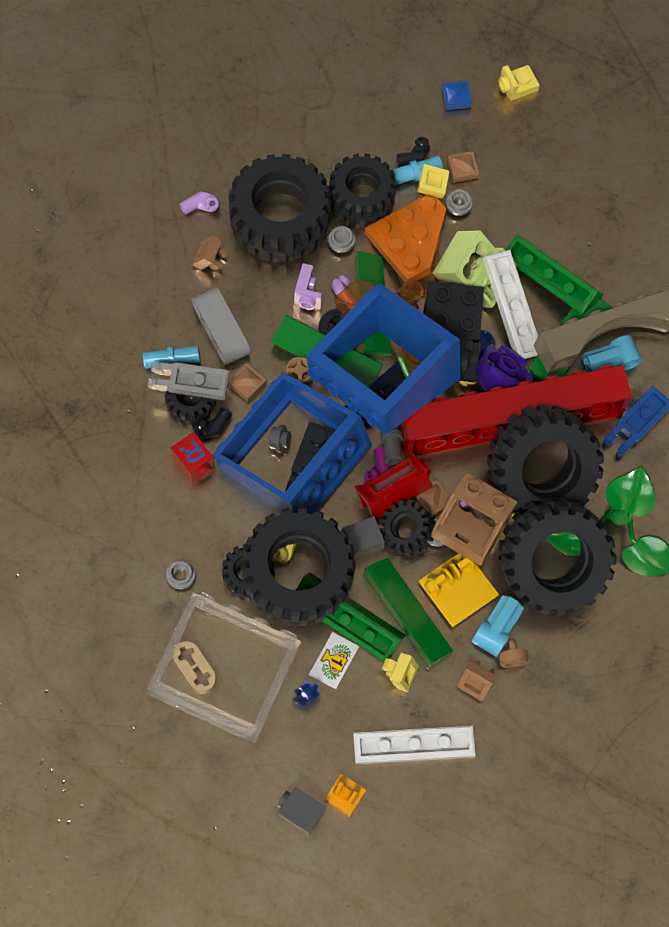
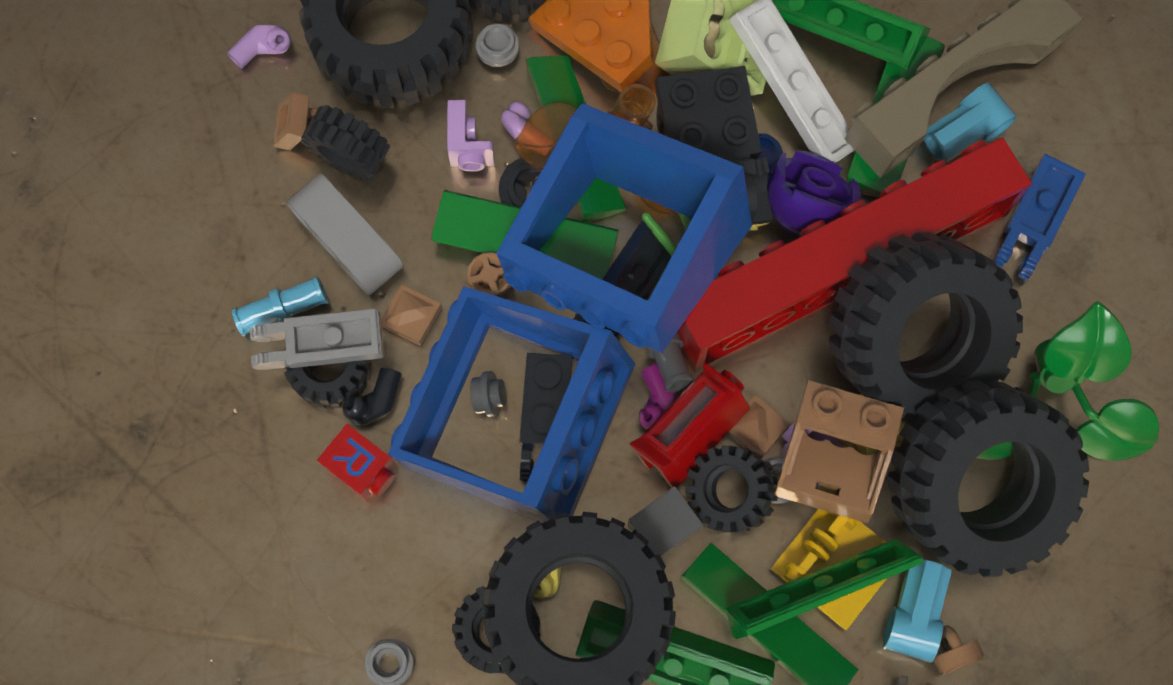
camera: 10 degrees left, 5 degrees up
(235, 272) = (345, 142): none -> black tyre
(443, 595) = (820, 587): none -> green slope

